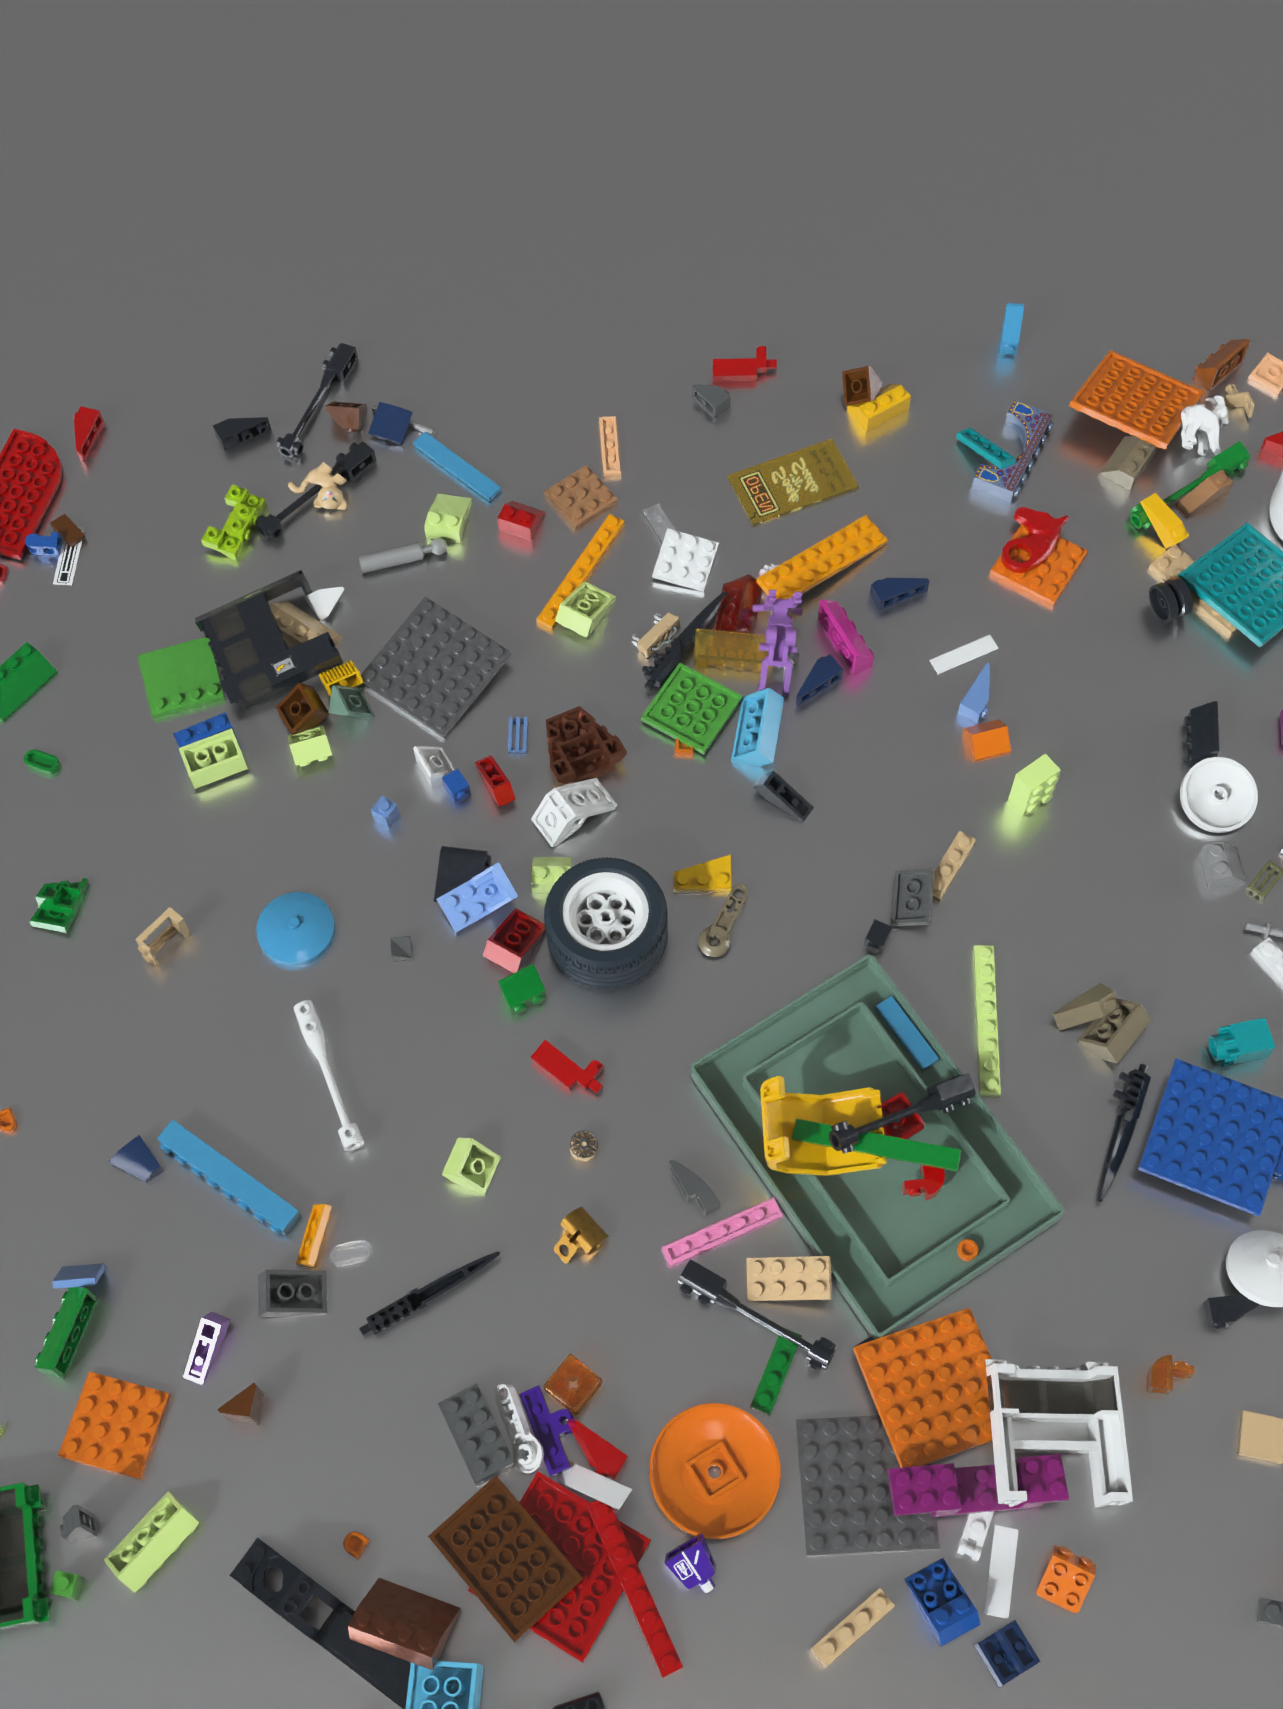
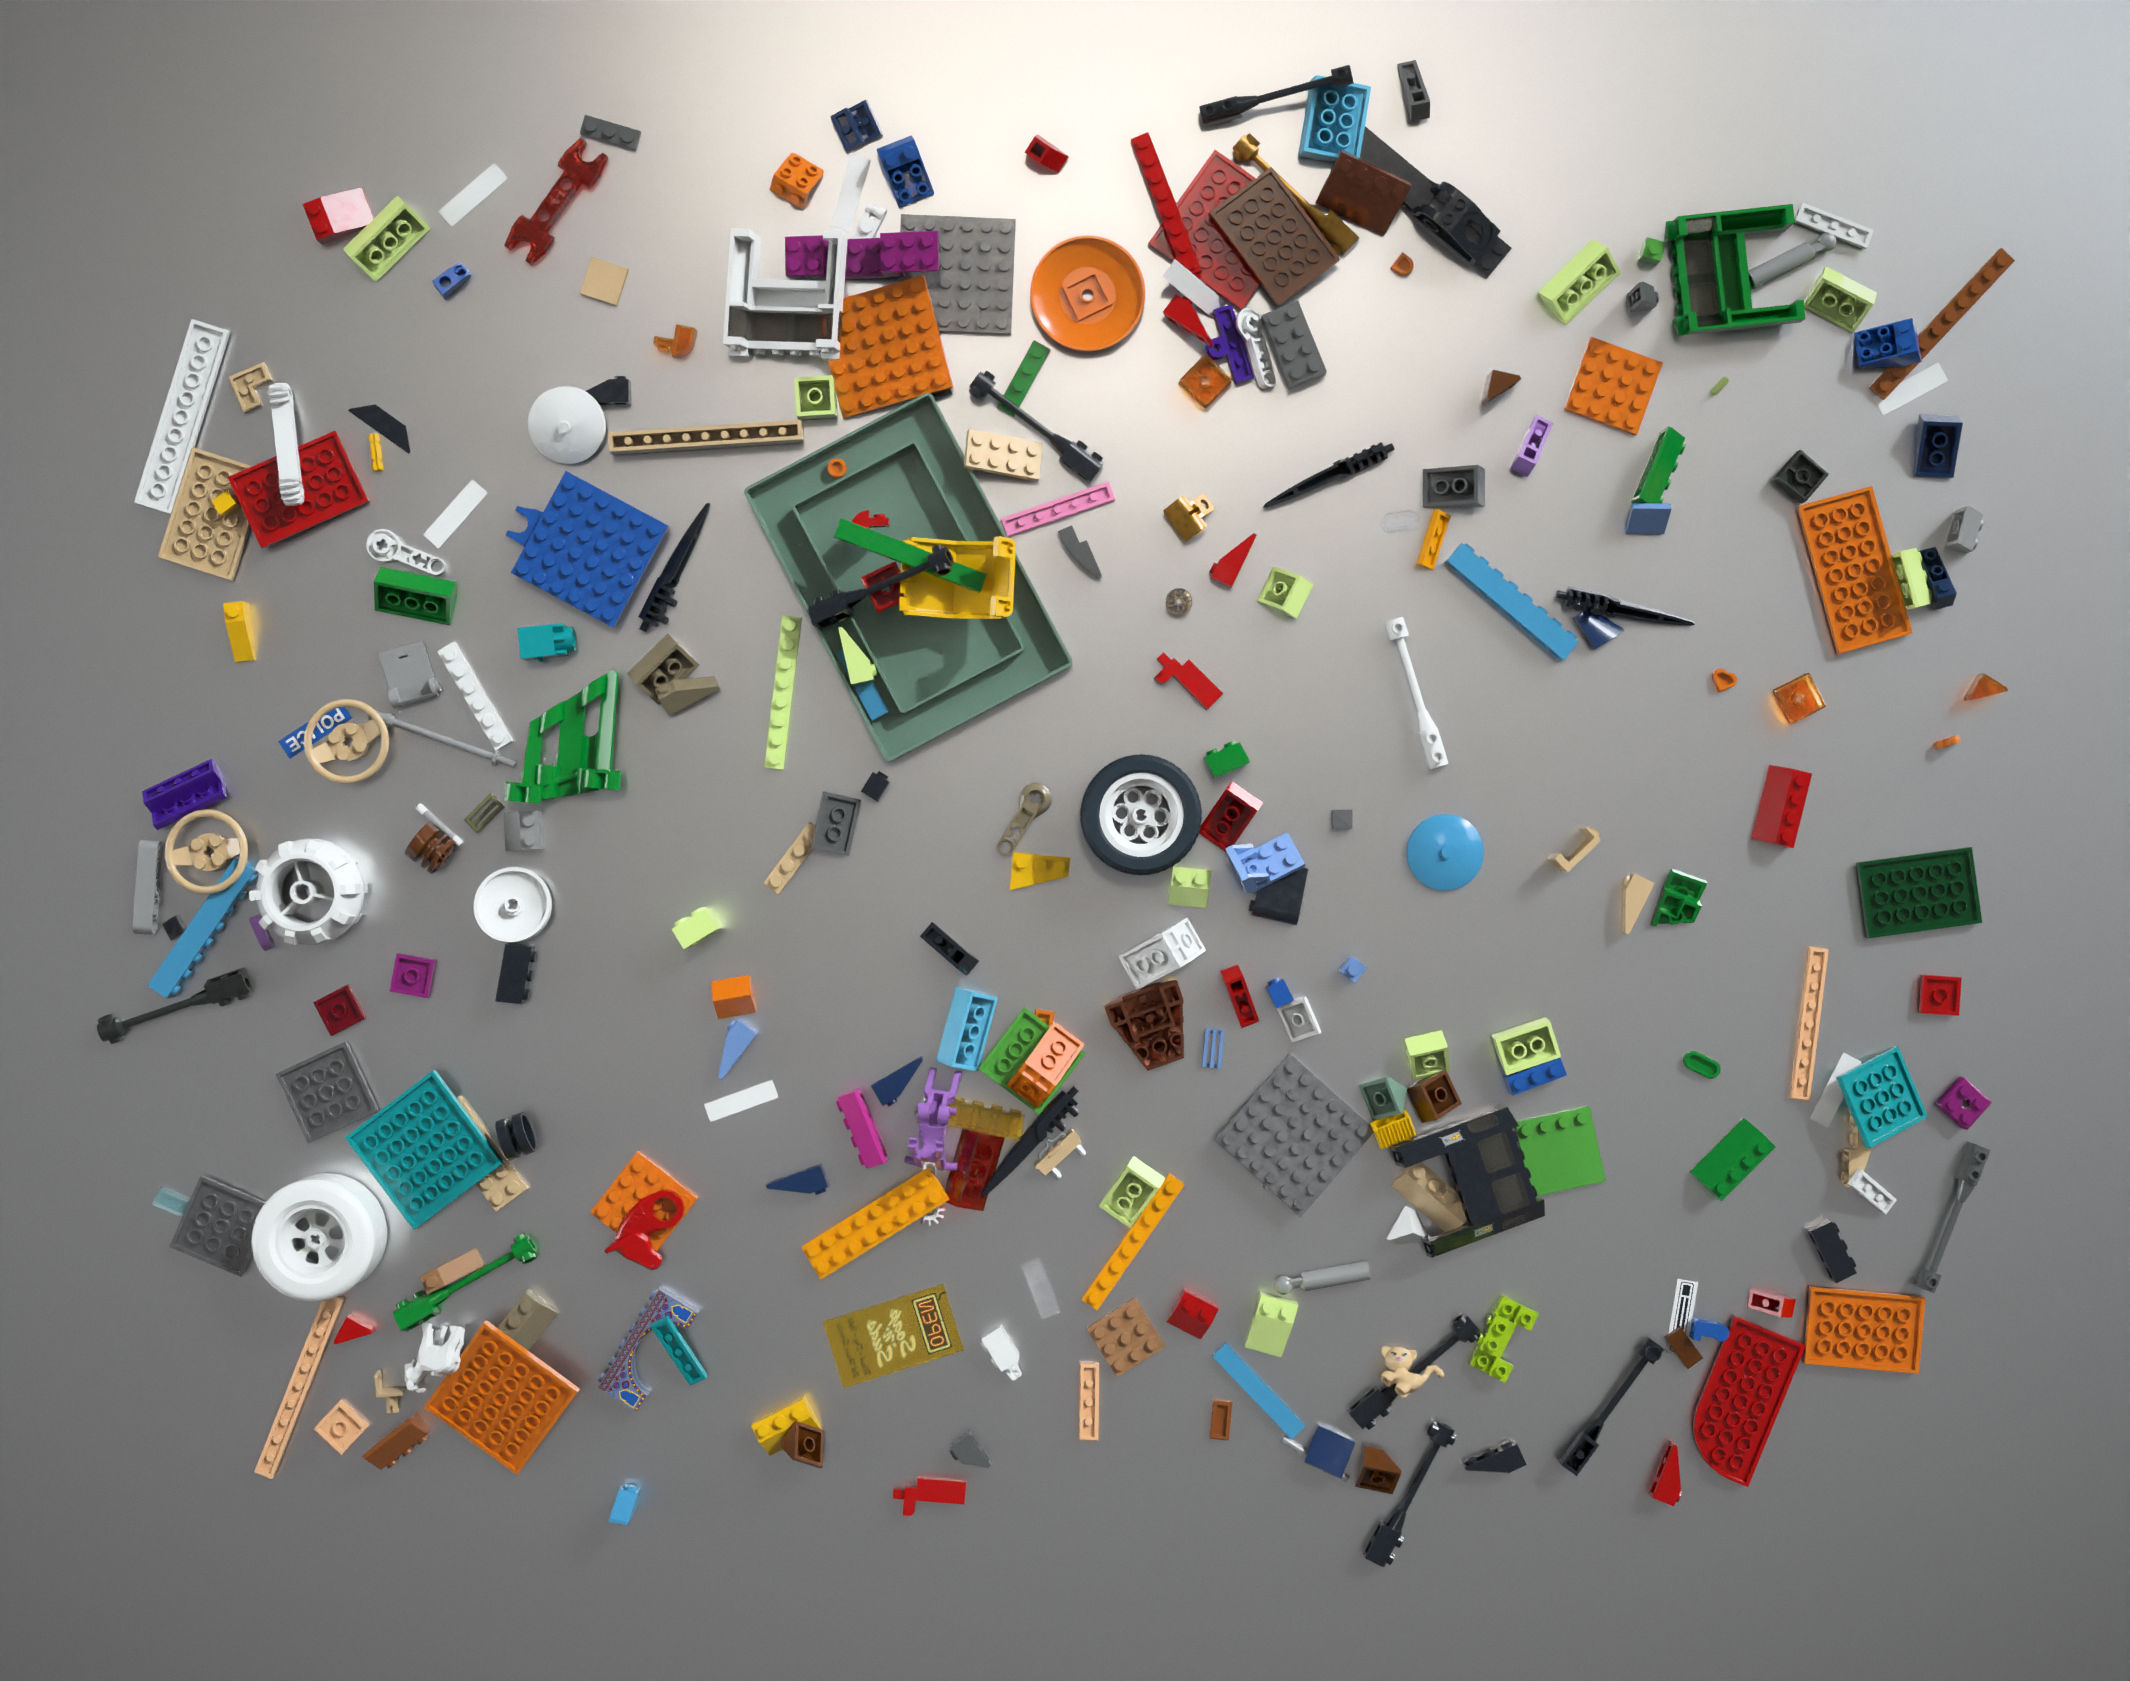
camera: 175 degrees left, 25 degrees up
(103, 902) = (1634, 895): none -> tan slope
(127, 1184) = (1612, 607): none -> black piece
(159, 447) = (1585, 1442): none -> black bar
(443, 1581) = (1329, 225): none -> pearl gold bar
(489, 443) = (1220, 1419): none -> dark orange tile
(530, 1190) = (1229, 565): none -> red slope
(675, 698) = (1045, 1065): none -> bracket
(685, 560) = (1020, 1242): white plate -> none
(693, 475) = (1003, 1351): none -> white hinge
(693, 1563) = (1115, 218): dark purple torso -> none
(781, 1636) = (1046, 153): none -> red slope
(852, 1628) = (984, 155): tan brick -> none
(915, 1047) = (857, 663): none -> yellowish green slope
(1003, 1323) = (815, 397): none -> yellowish green brick
(1115, 1268) = (706, 437): none -> tan brick
(1164, 520) = (503, 1235): yellow slope -> none
(1180, 933) = (581, 760): none -> green panel

